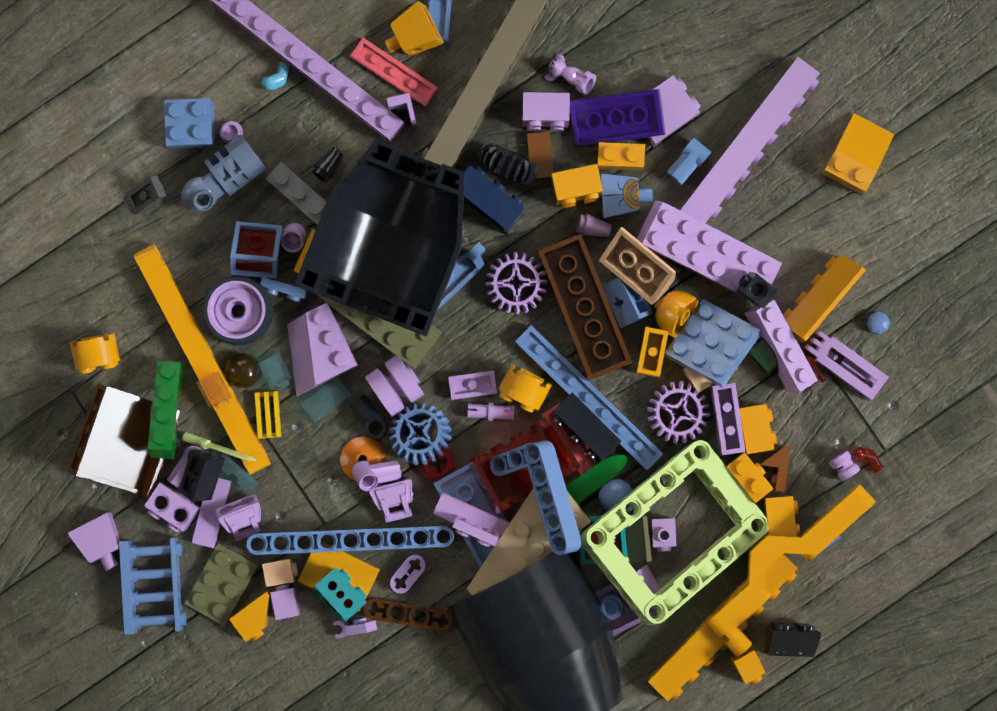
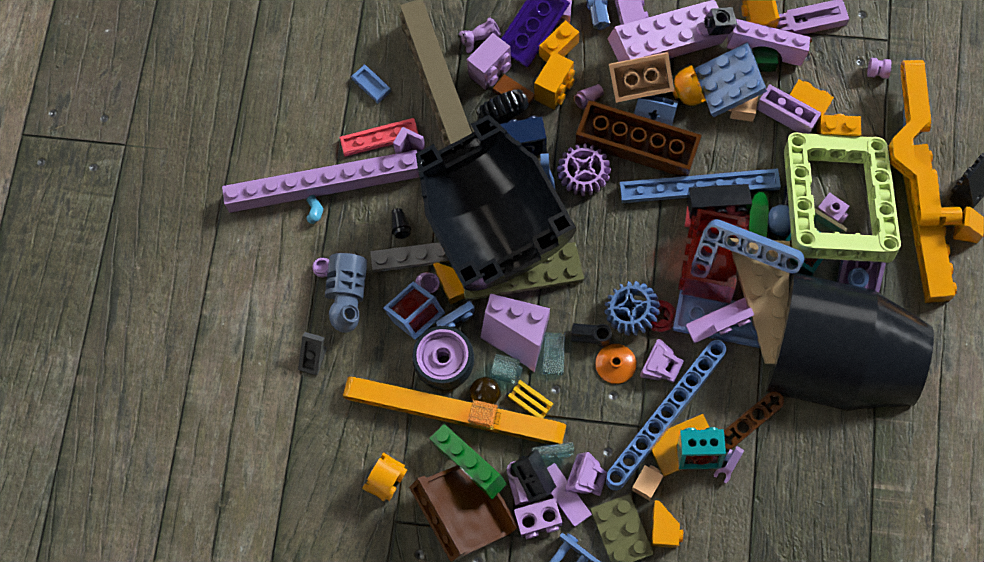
camera: 45 degrees left, 15 degrees down
(189, 123) = (292, 286): medium blue piece -> none
(205, 443) = (514, 456): yellowish green piece -> none
(285, 602) = (672, 496): lavender brick -> none
(370, 476) = (634, 360): lavender piece -> none
(390, 388) = (585, 296): lavender wheel -> none
(403, 570) = (716, 398): lavender beam -> none
(414, 31) = (366, 100): light orange torso -> none
(472, 385) = (627, 251): lavender plate -> none
(490, 411) = (655, 254): lavender pin -> none
(524, 388) = (659, 216): light orange brick -> none
(622, 195) = (587, 62): medium blue torso -> none
(652, 352) = (704, 121): light orange brick -> none
(686, 393) = (761, 151): lavender gear -> none
(780, 461) = (846, 104): dark orange slope -> none
(781, 516) = (881, 126): light orange brick -> none
(867, 455) = (886, 50): clear red arm -> none

